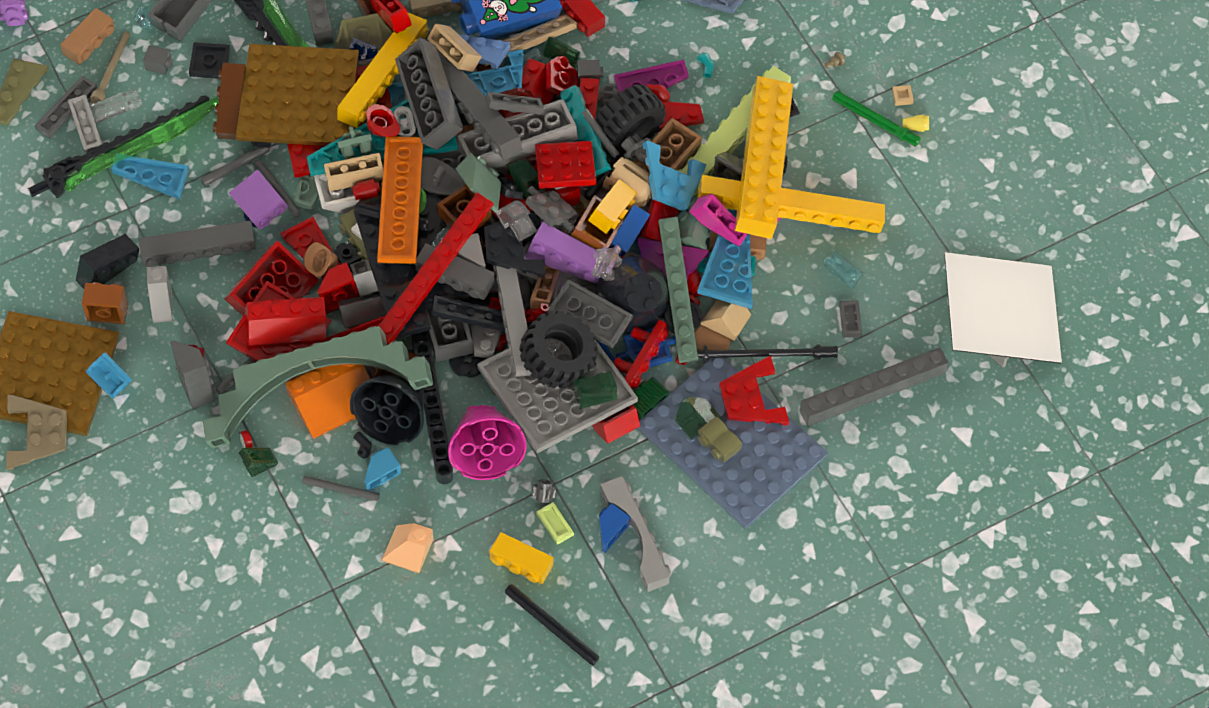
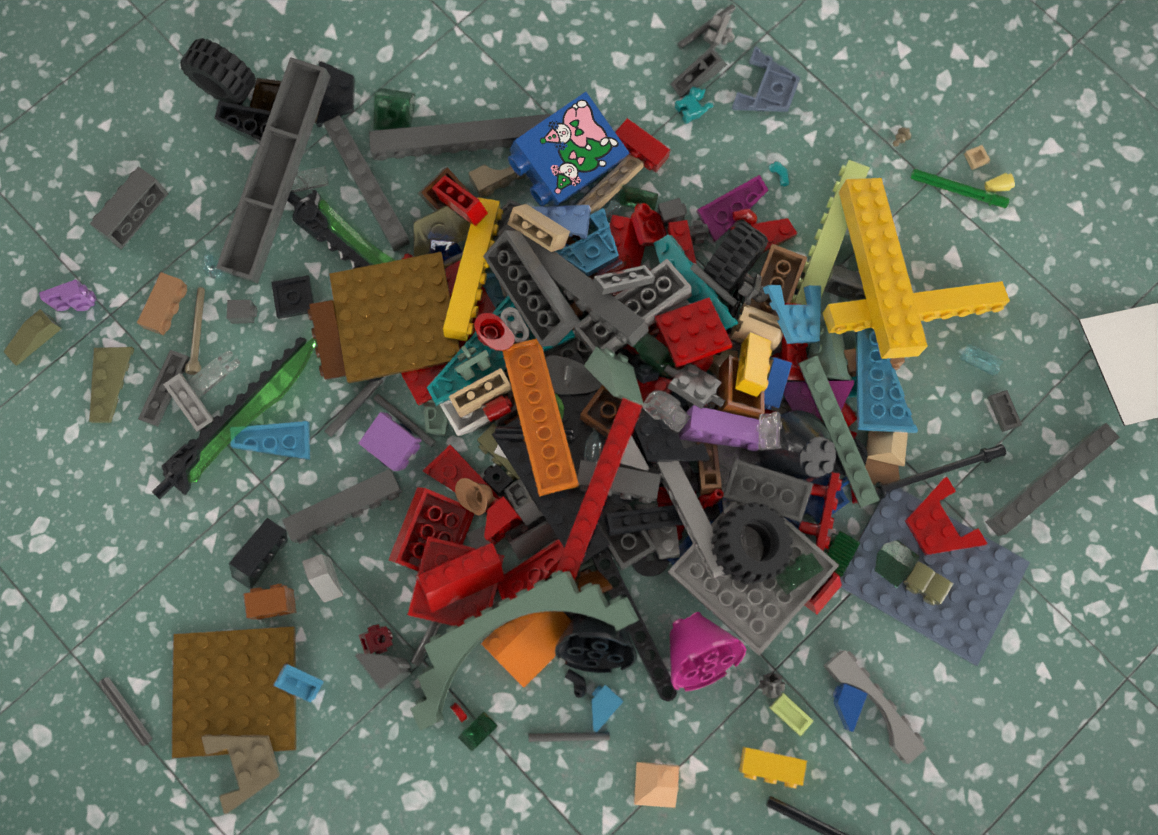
camera: 15 degrees left, 15 degrees up
(717, 218) = (856, 346): dark pink slope -> none

